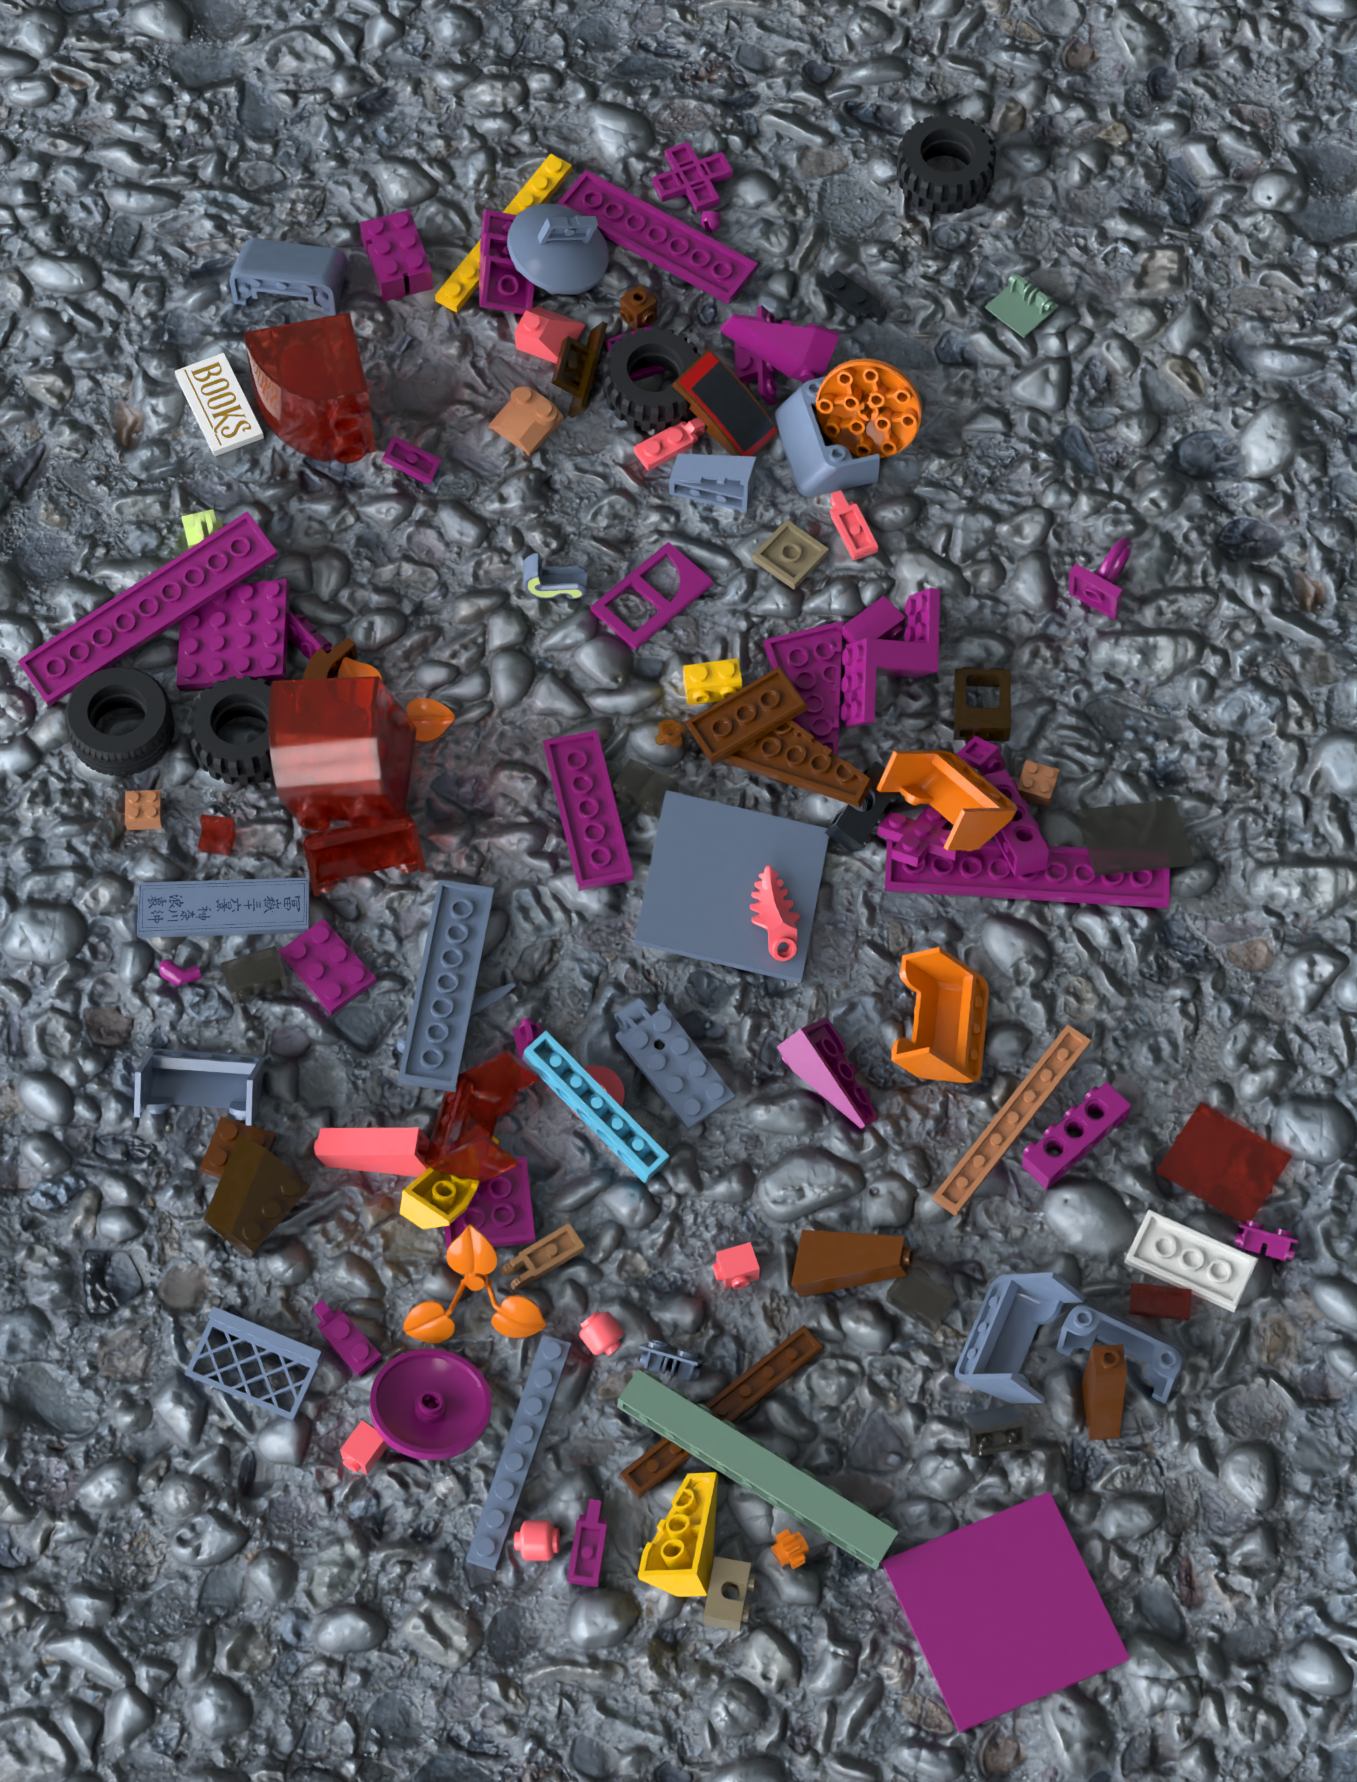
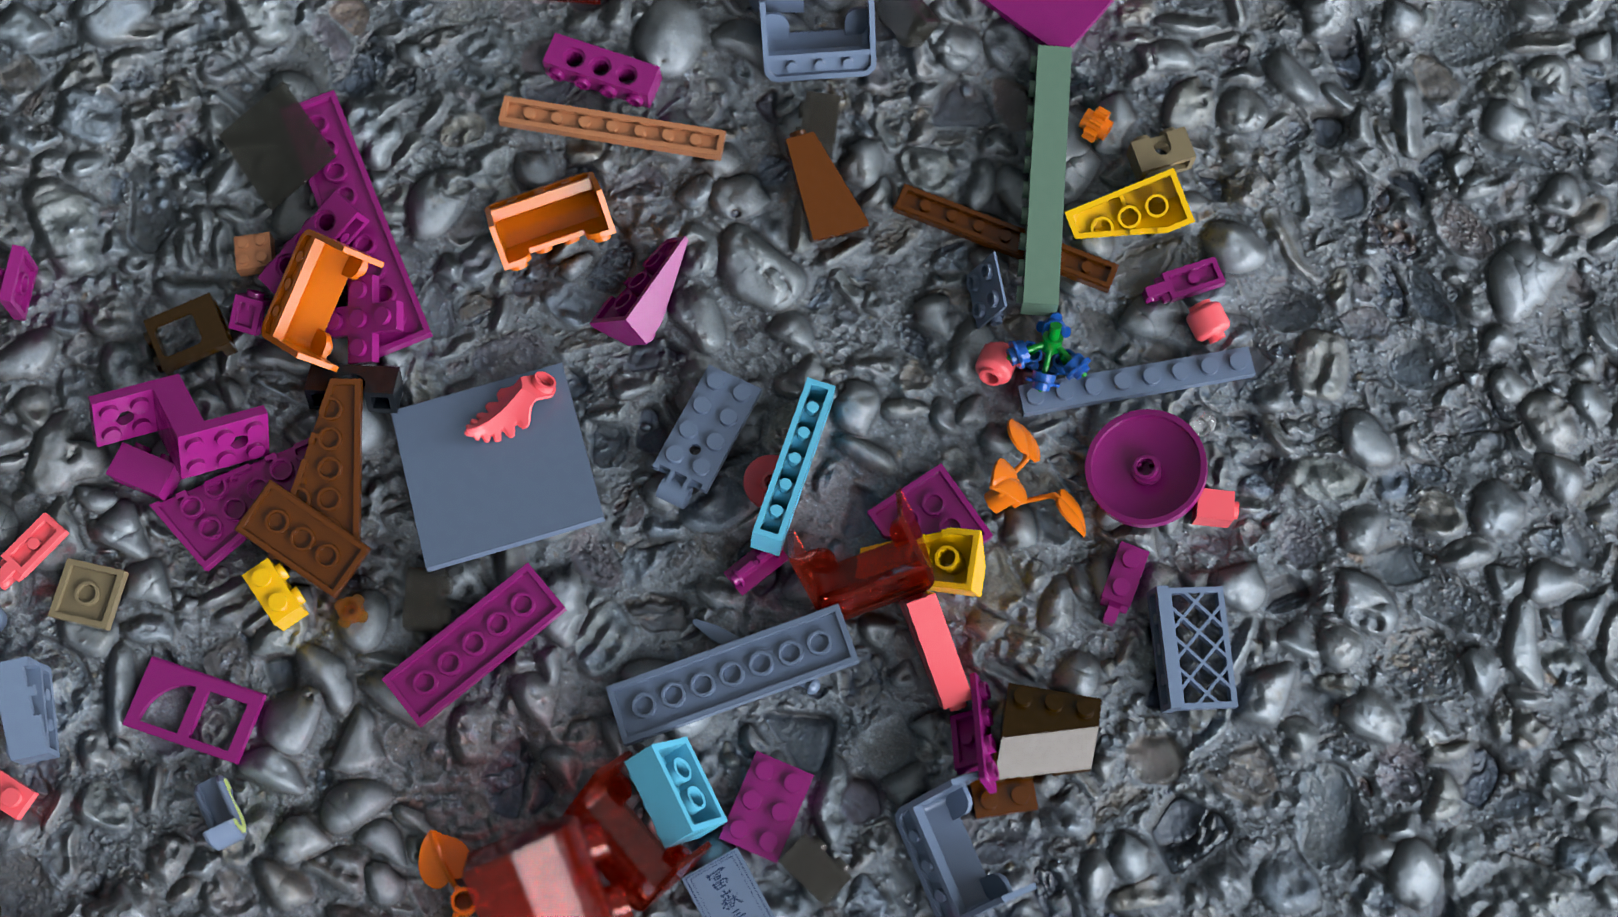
camera: 115 degrees left, 10 degrees up
(283, 1140) = (972, 737): none -> magenta bracket
(374, 894) = (675, 791): none -> medium azure brick
(544, 1256) = (950, 449): medium nougat hinge -> none
(588, 1373) = (1064, 360): none -> blue plant
(736, 1266) = (872, 283): coral brick -> none

